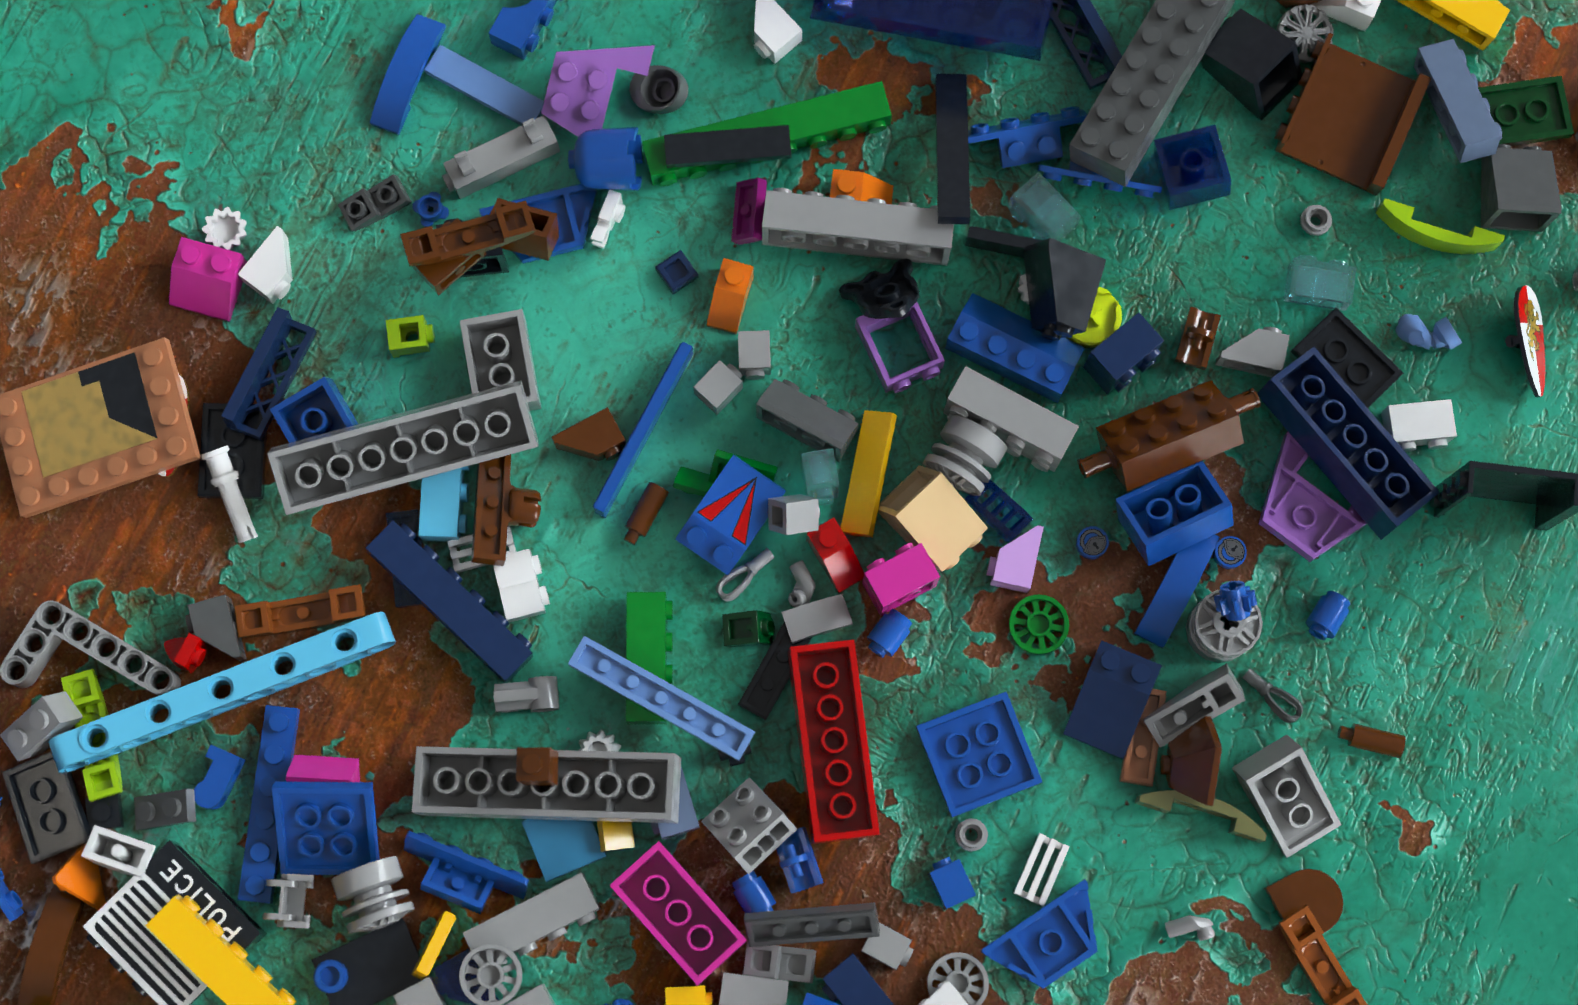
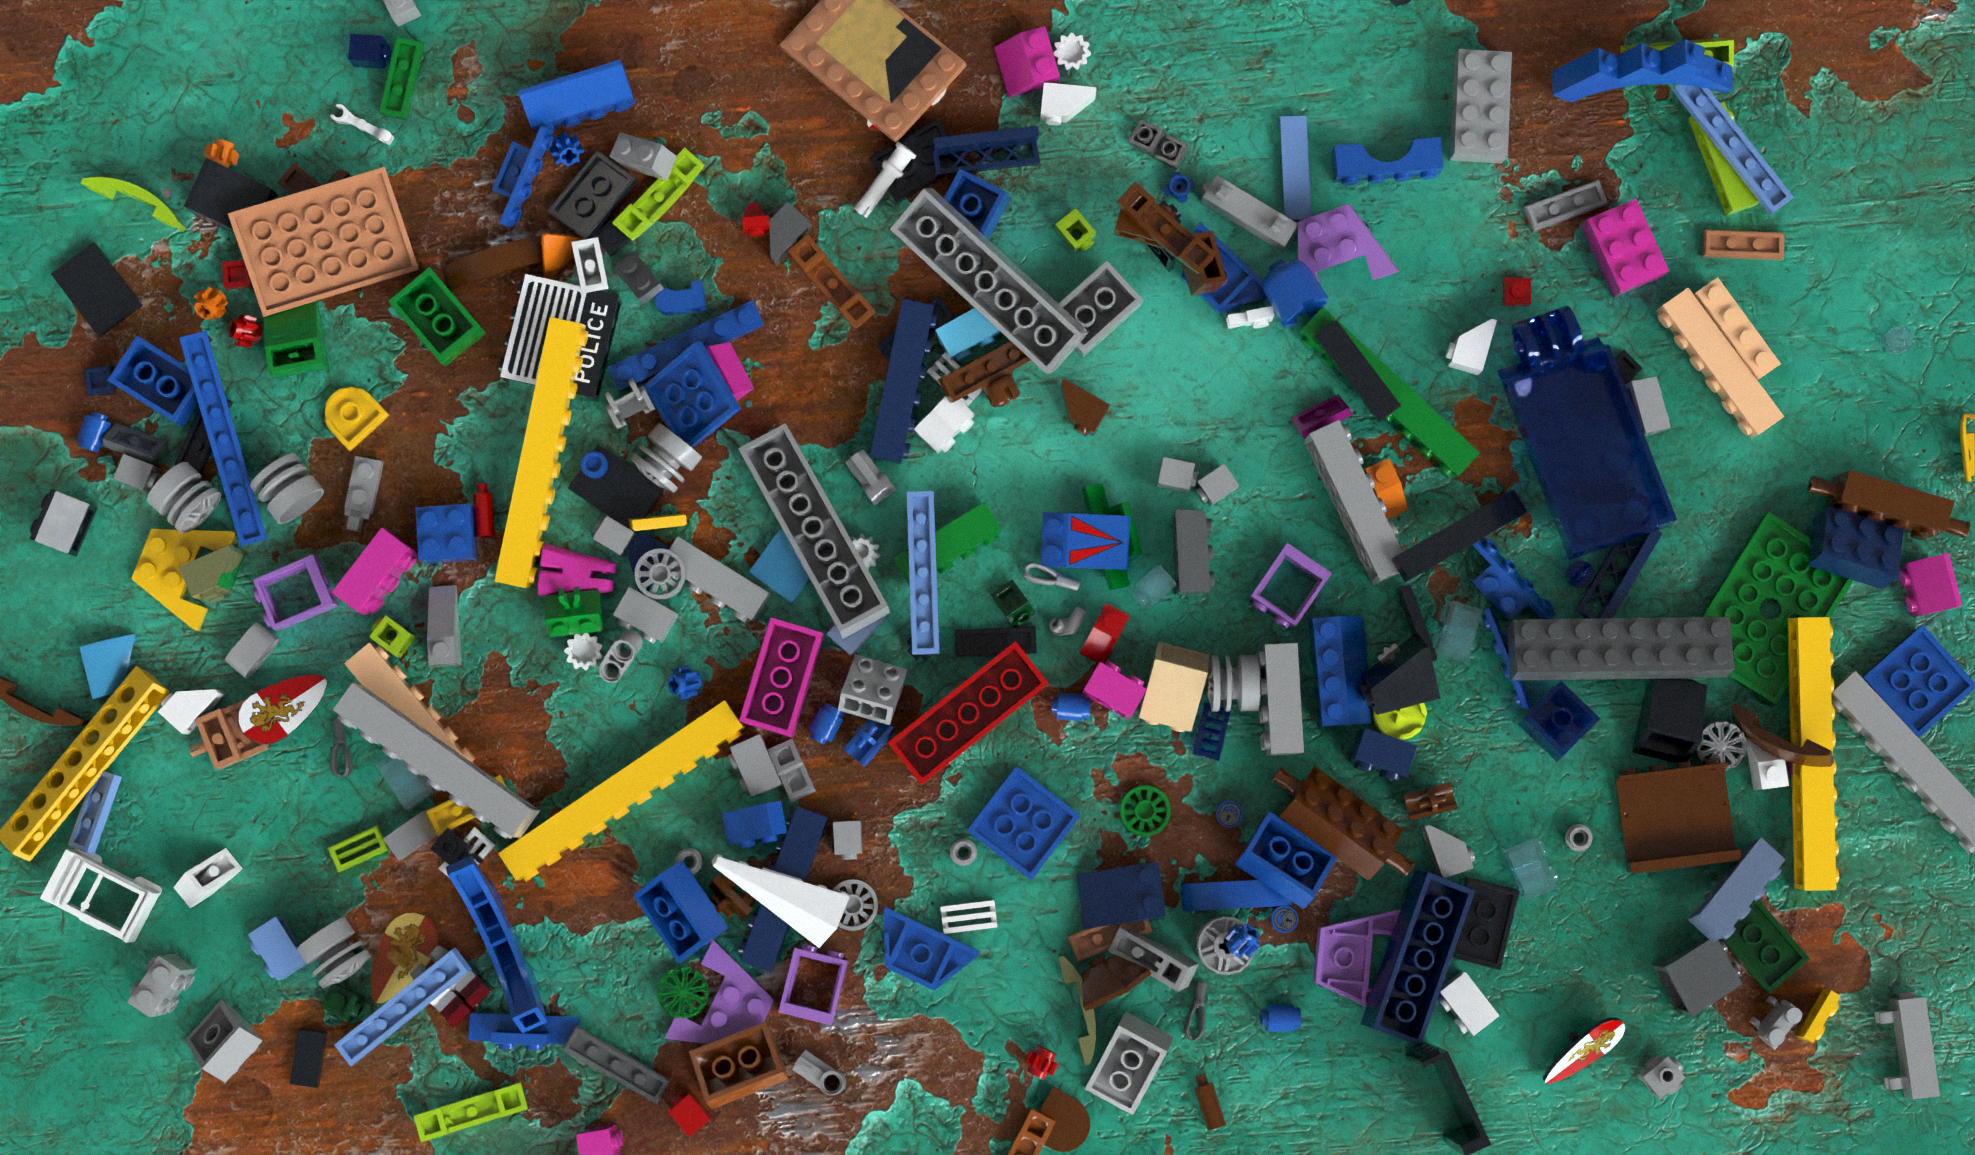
camera: 60 degrees right, 5 degrees up
(92, 645) = (718, 153): light grey beam -> none
(199, 701) = (726, 253): medium azure beam -> none
(405, 72) = (1269, 104): blue slope -> none
(460, 876) = (715, 510): blue bracket -> none
(537, 766) = (820, 515): reddish brown brick -> none
(615, 835) = (809, 601): yellow tile -> none
(643, 429) = (1111, 440): blue tile -> none
(645, 512) = (1052, 479): reddish brown cylinder -> none
(660, 91) = (1372, 297): dark grey hat -> none
(676, 272) = (1243, 392): dark blue tile -> none
(730, 295) = (1248, 442): orange slope -> none
(793, 514) = (1112, 585): light grey brick -> none
(812, 924) = (829, 776): dark grey tile -> none
(817, 618) = (1051, 648): light grey slope -> none
(868, 473) = (1179, 621): yellow tile -> none
(886, 293) = (1319, 553): black tile -> none
(950, 882) = (919, 857): blue brick -> none
(1016, 562) = (1180, 767): lavender slope -> none
(1057, 62) = (1580, 574): none -> clear blue tile
(1188, 924) = (994, 1045): light grey arm -> none
(1235, 885) = (1041, 1062): none -> red gear
(1399, 219) = (1620, 898): lime slope -> none
(1413, 331) = (1536, 960): medium blue arm -> none

